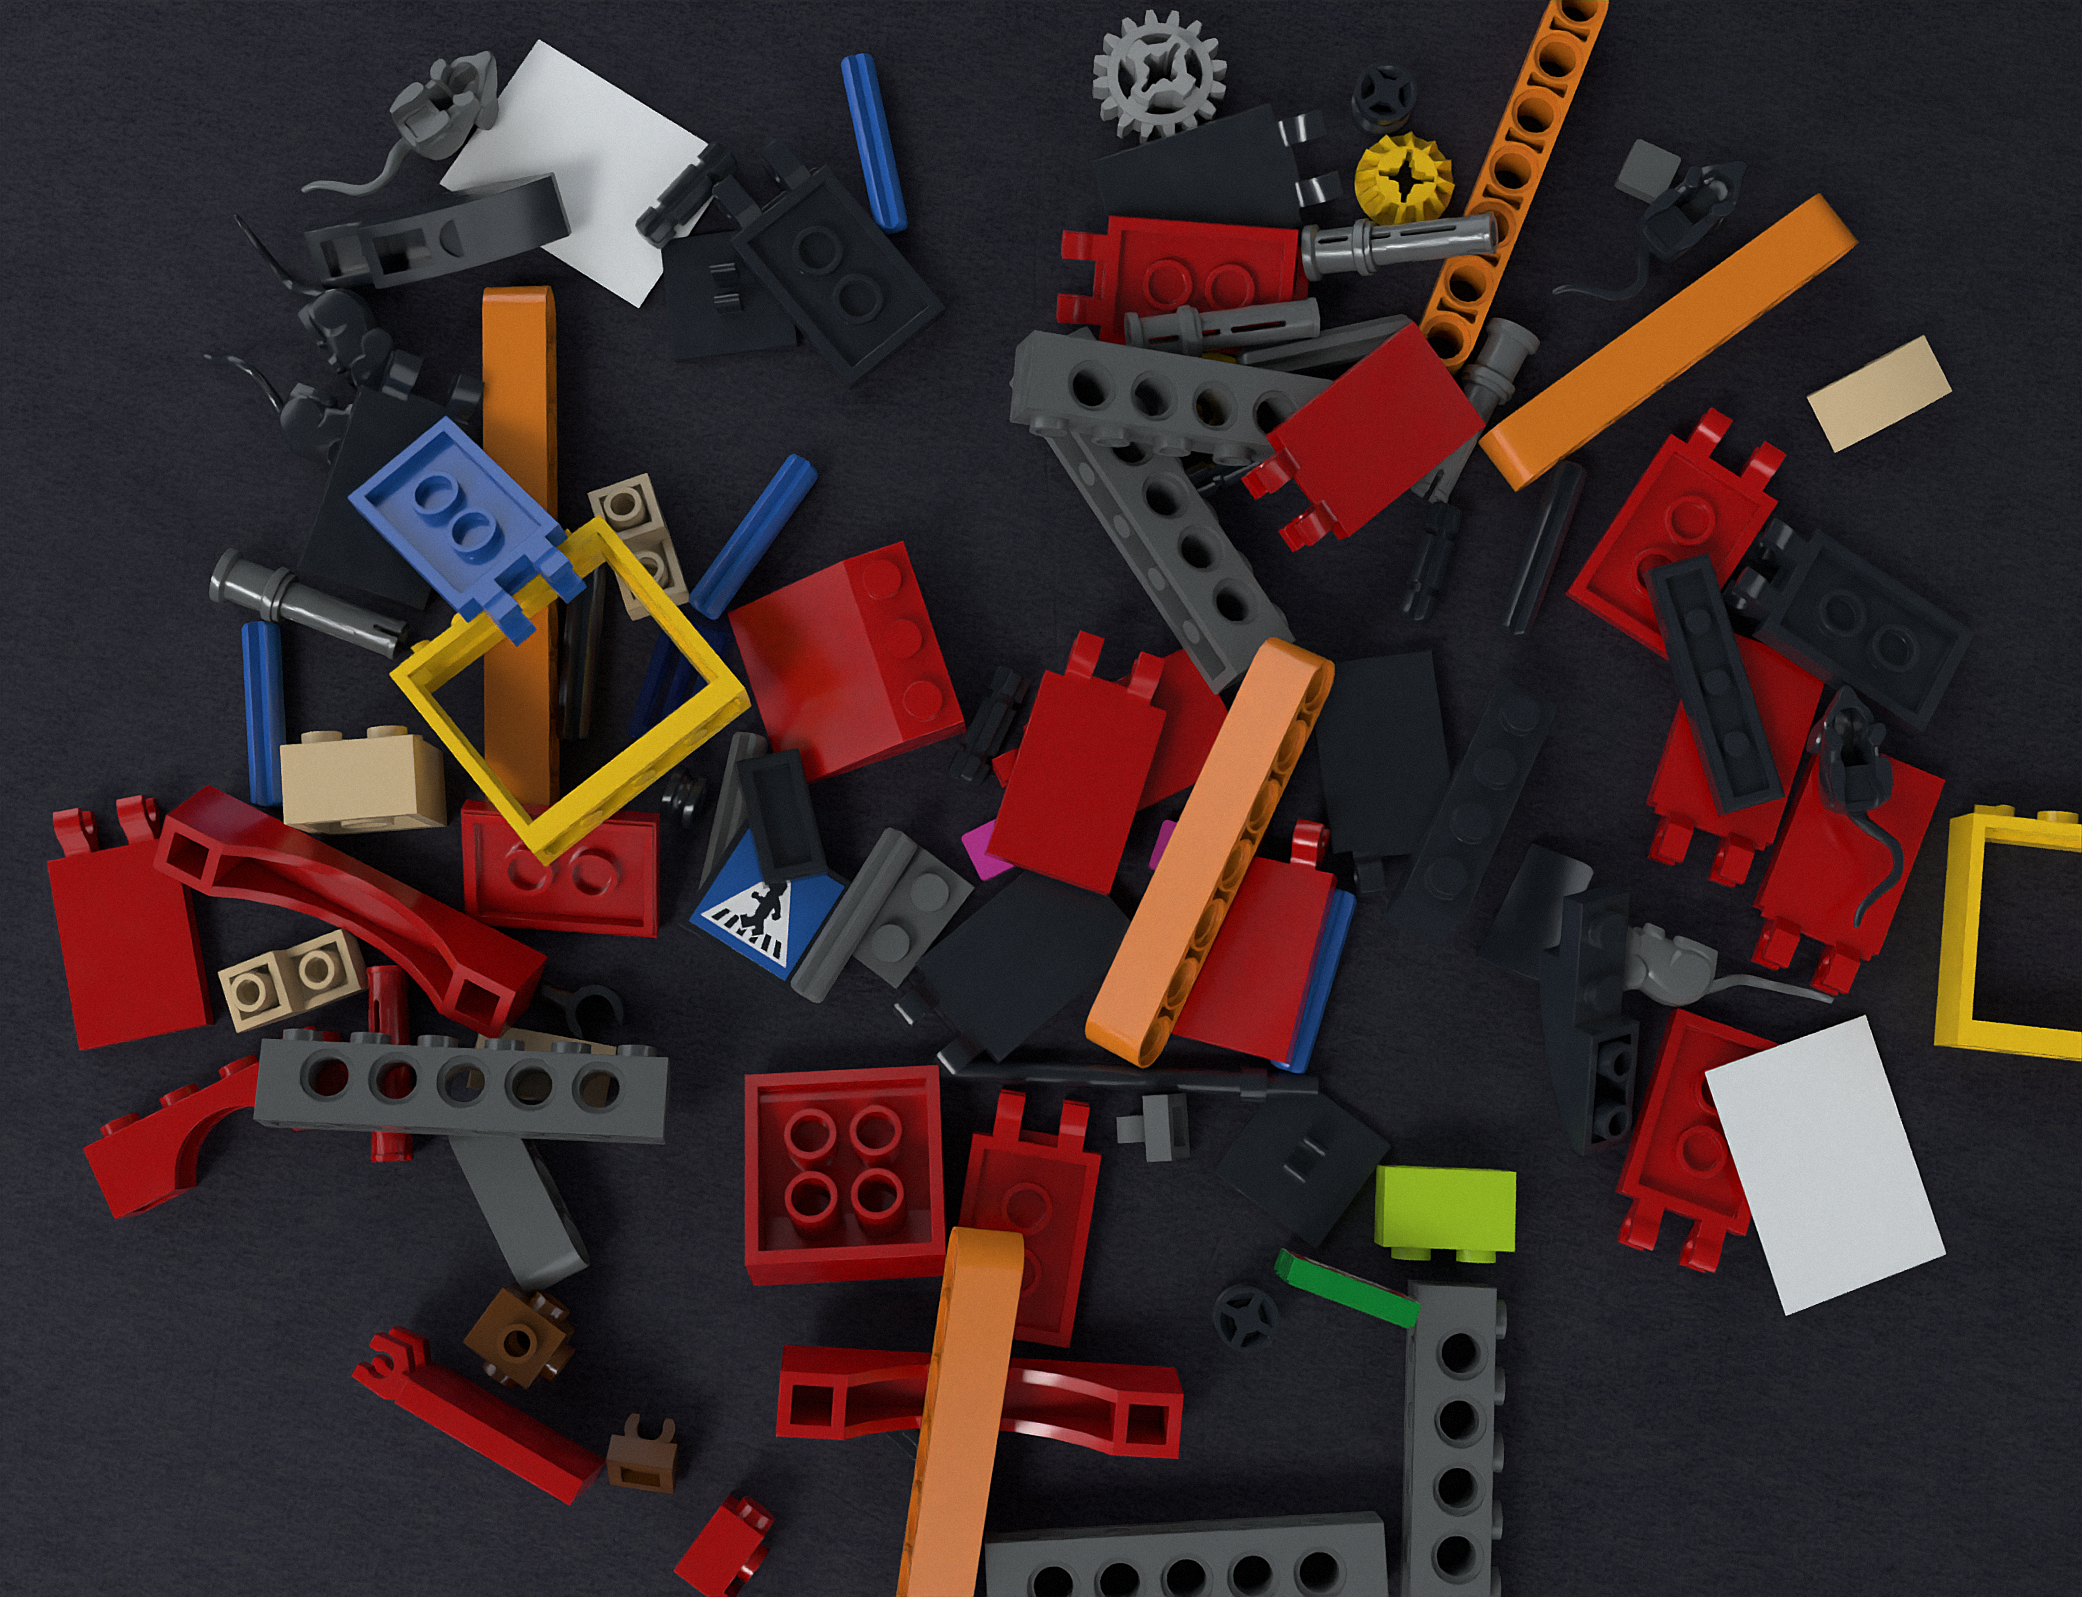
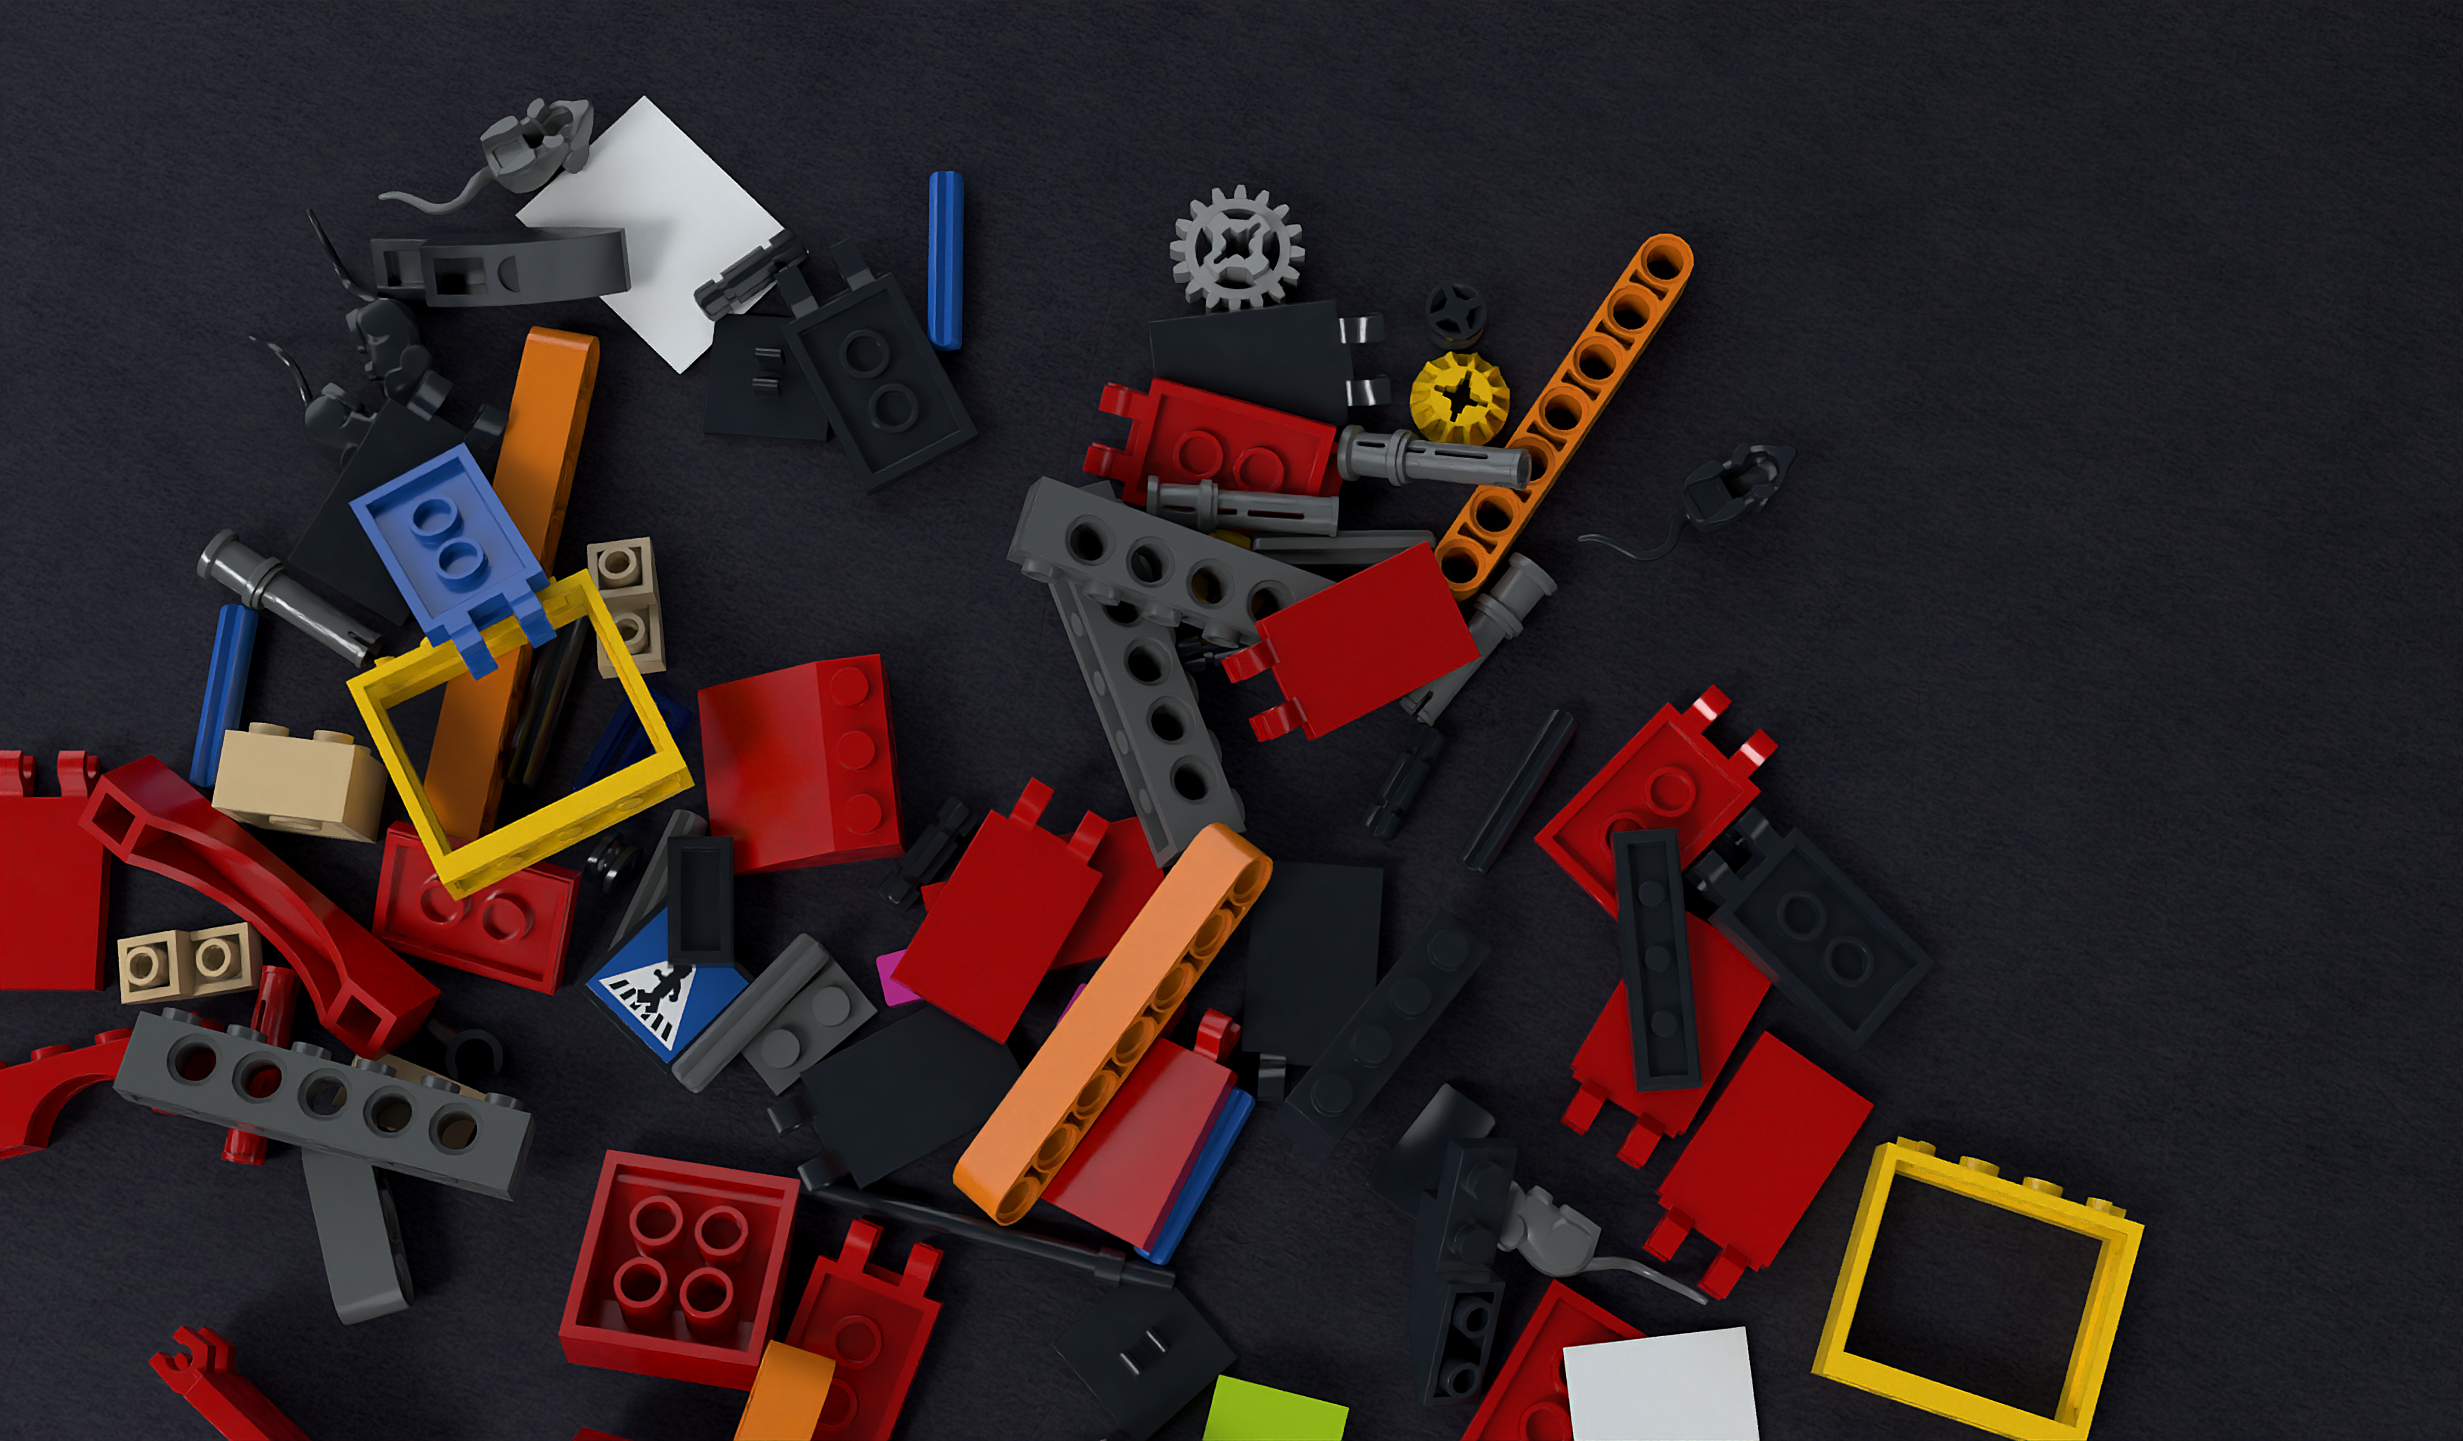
camera: 15 degrees right, 5 degrees down
(500, 1339) = (306, 1361): reddish brown brick -> none
(753, 536) = (740, 620): blue axle -> none
(1161, 1127) = (1008, 1289): dark grey tile -> none
(1647, 171) = (1705, 437): dark grey piece -> none
(1667, 342) = (1686, 611): orange beam -> none
(1855, 776) = (1775, 1082): black animal -> none
(1879, 393) = (1887, 704): tan slope -> none

